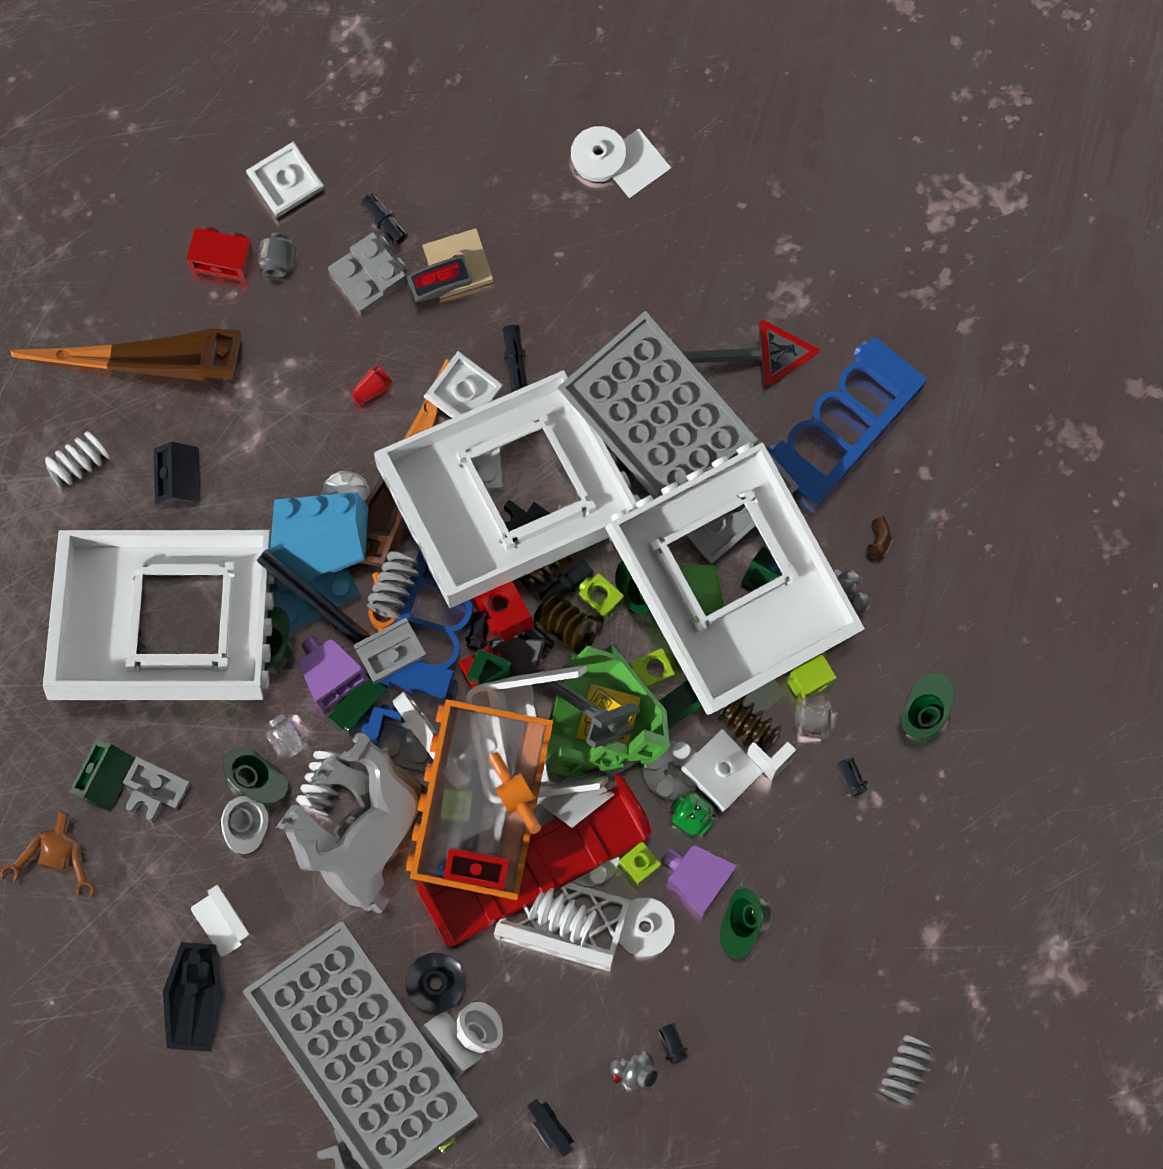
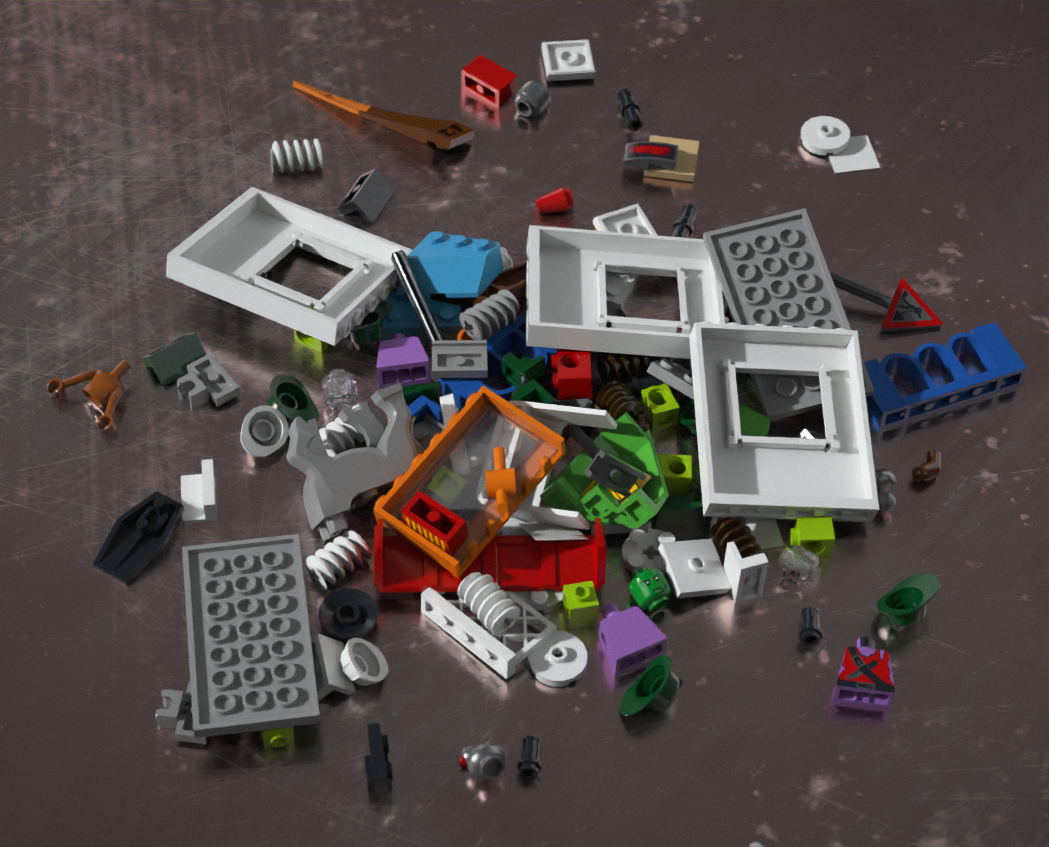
camera: 25 degrees right, 25 degrees down
(369, 272) = (598, 137): light grey plate -> none
(393, 930) = (336, 556): none -> white piece
(457, 632) = (522, 371): none -> dark green panel
(603, 565) = (674, 375): none -> light grey plate
(923, 807) = (865, 676): none -> torso

